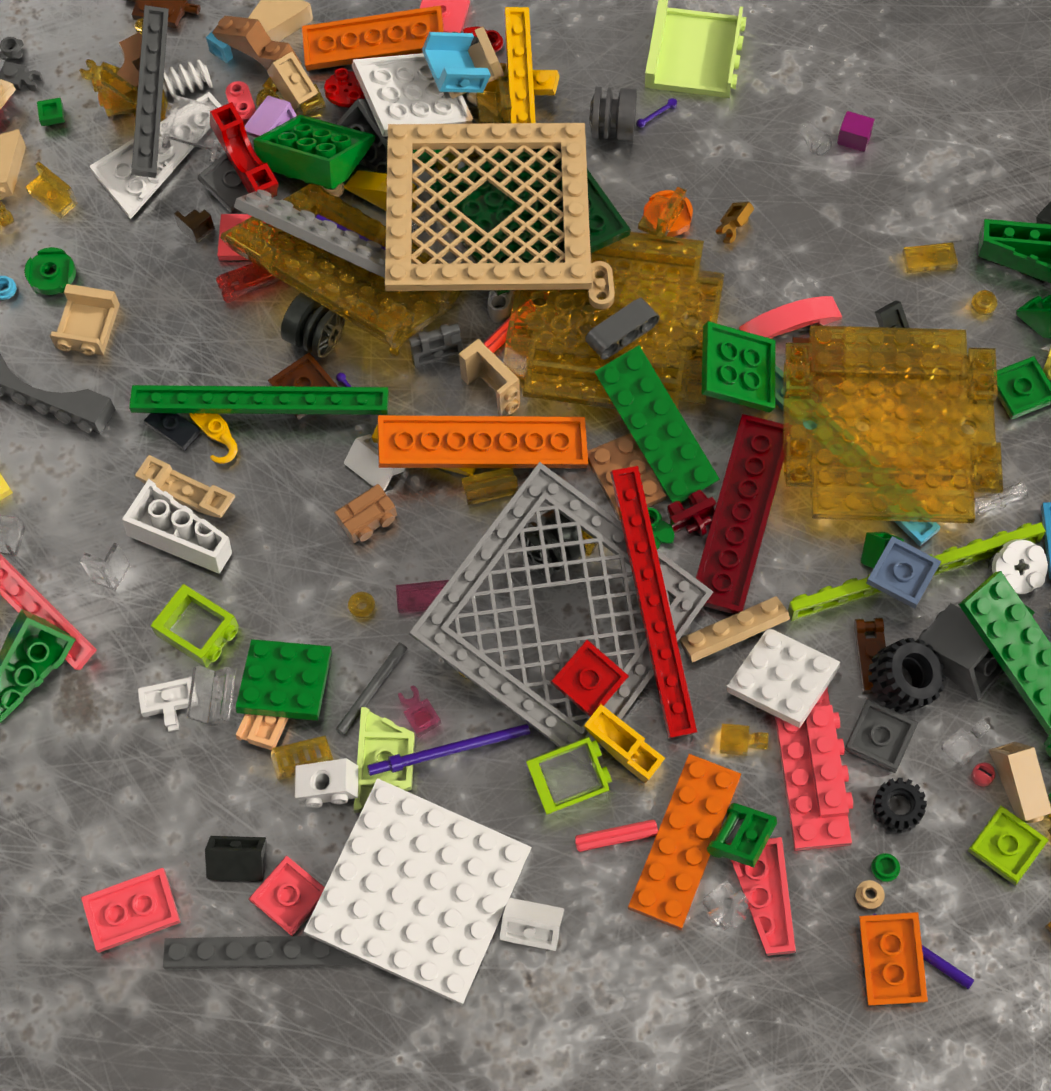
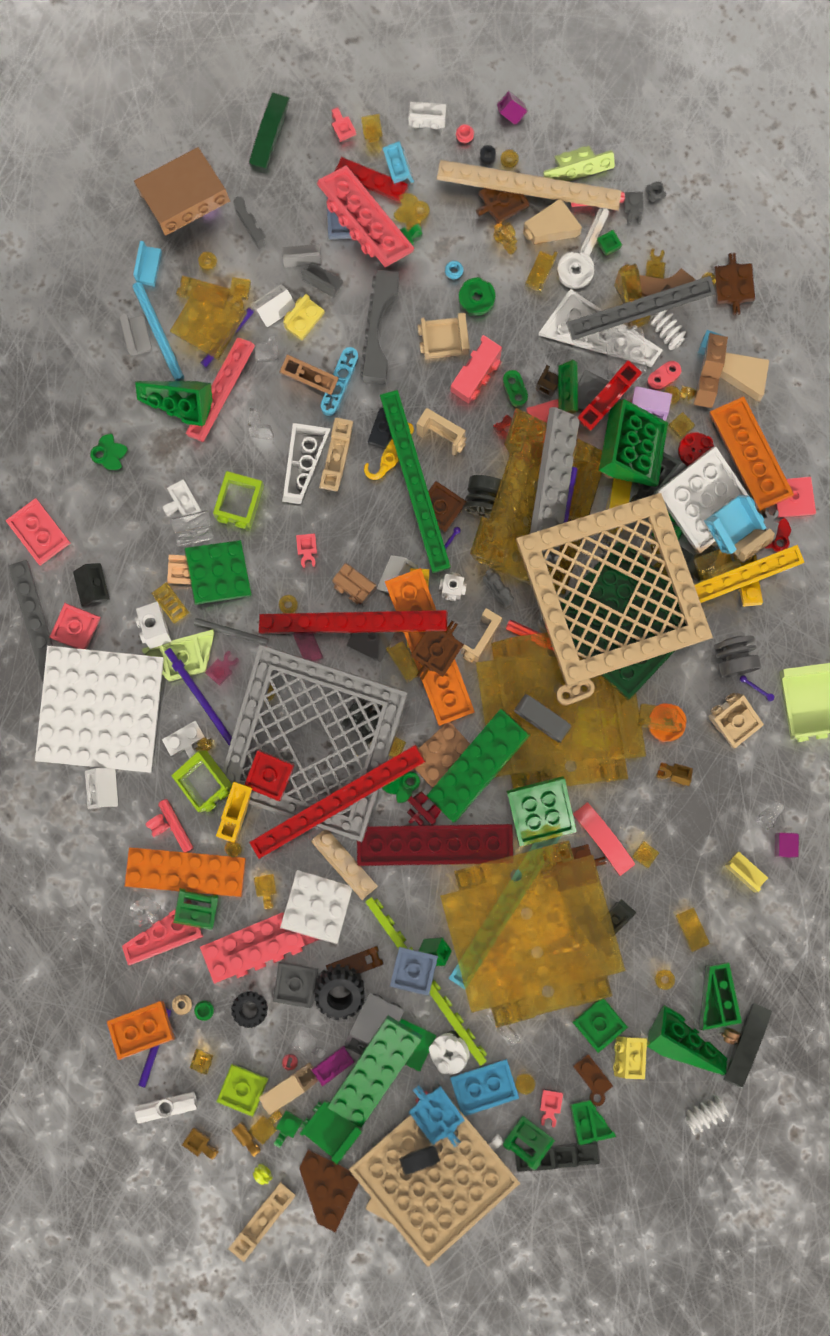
camera: 70 degrees right, 15 degrees up
(29, 125) = (594, 231): none -> white axle
(58, 778) = (111, 452): none -> green plate
(62, 491) = (308, 375): none -> medium nougat slope
(72, 167) = (575, 260): none -> white plate
(88, 460) = (342, 382): none -> medium azure beam
(145, 292) = (477, 370): none -> coral wedge
(188, 261) = (515, 389): none -> green plate
(207, 347) = (442, 427): none -> tan panel
(211, 199) = (568, 387): none -> green plate
(292, 80) = (687, 408): tan panel -> none
(293, 558) = (307, 546): none -> coral plate
(413, 397) = (450, 593): none -> white brick
(417, 523) = (353, 622): none -> red plate
(442, 514) = (371, 643): none -> dark grey plate
(491, 428) = (437, 651): none -> reddish brown plate
(500, 790) = (184, 740): none -> white plate
(517, 763) = (204, 744): none -> clear yellow plate
(609, 857) = (157, 825): none -> coral wheel
(672, 765) = (233, 849): none -> clear yellow hinge
(687, 140) = (735, 719): none -> tan plate
(824, 280) = (645, 854): none -> clear yellow plate
(876, 182) = (746, 872): none -> light yellow panel
(956, 888) = (201, 1061): none -> clear yellow plate
(1002, 718) = (332, 1066): none -> magenta plate
(1010, 973) = (178, 1104): none -> white piece

